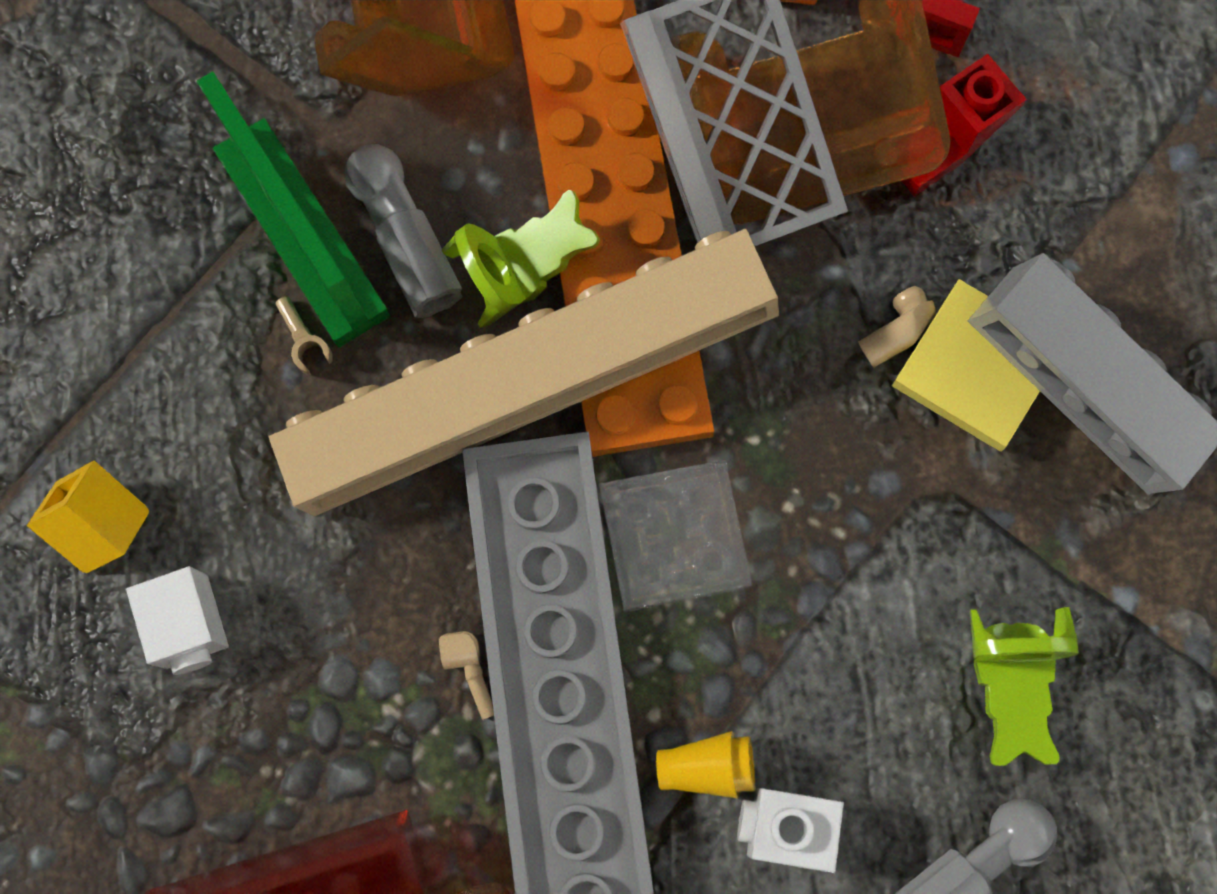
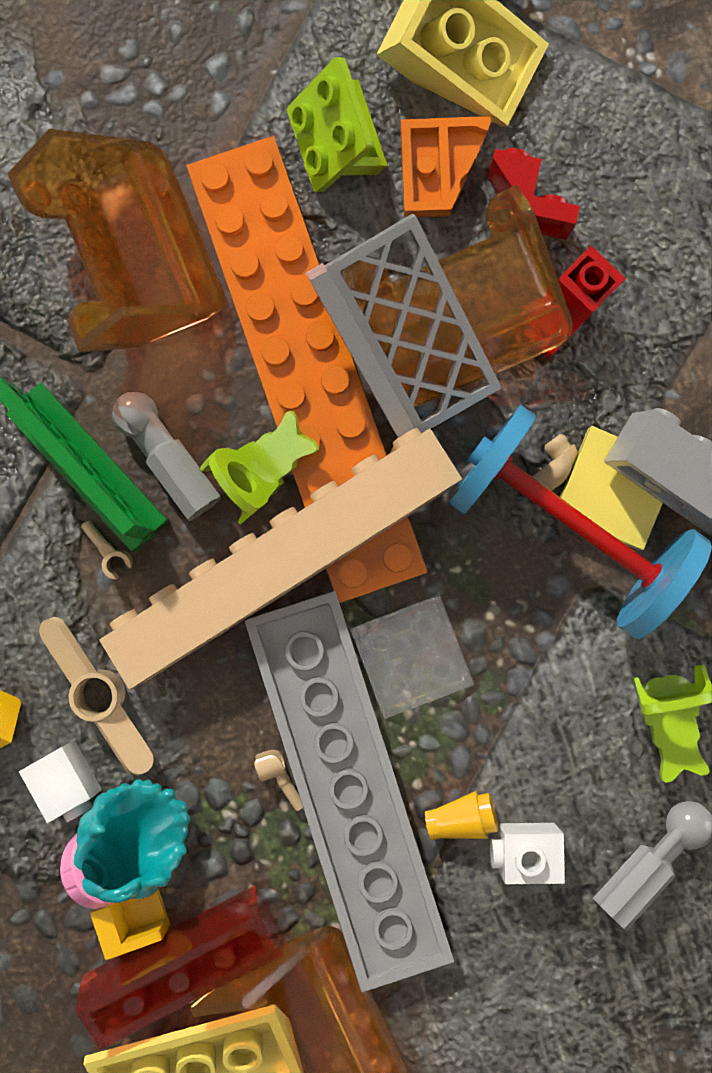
camera: 15 degrees left, 10 degrees up
(228, 823) = (130, 924): none -> yellow panel
(244, 713) = (125, 845): none -> teal hair
(263, 551) = (113, 722): none -> tan piece
(822, 292) = (660, 583): none -> dark azure piece

